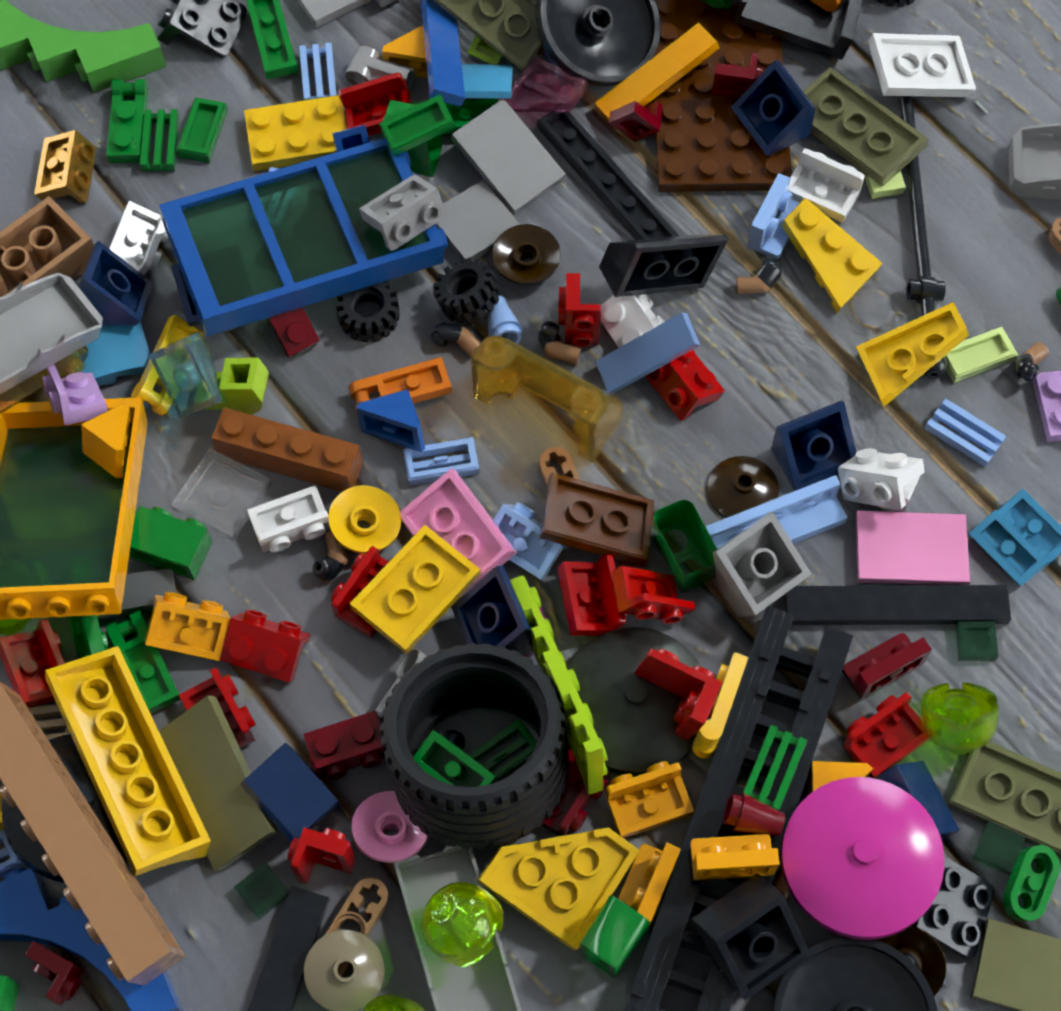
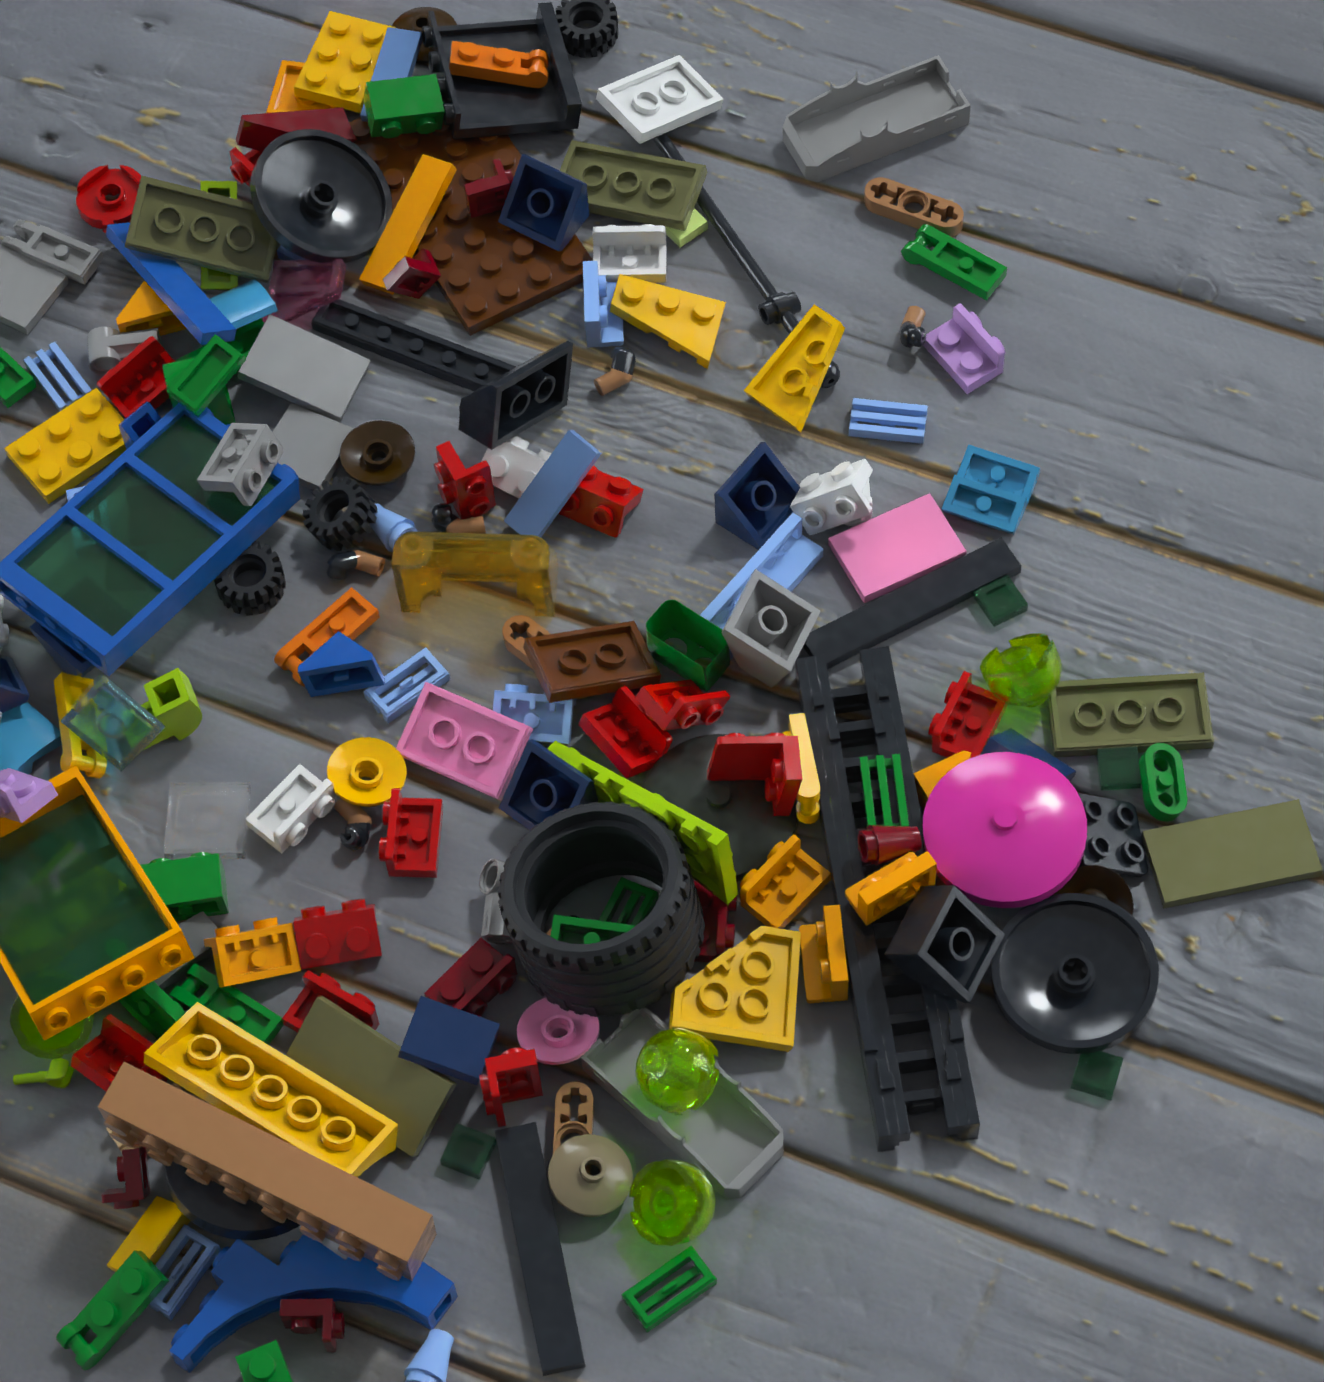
camera: 25 degrees left, 5 degrees down
(107, 439) = (73, 816): light orange slope -> none
(287, 450) = (252, 745): dark orange brick -> none
(293, 330) = (187, 633): dark red bracket -> none
(415, 589) = (456, 807): yellow plate -> none
(613, 936) = (821, 1012): green piece -> none
(729, 497) = (704, 583): dark brown dish -> none
(885, 664) = (931, 659): dark red bracket -> none
(980, 355) = (863, 344): yellowish green tile -> none

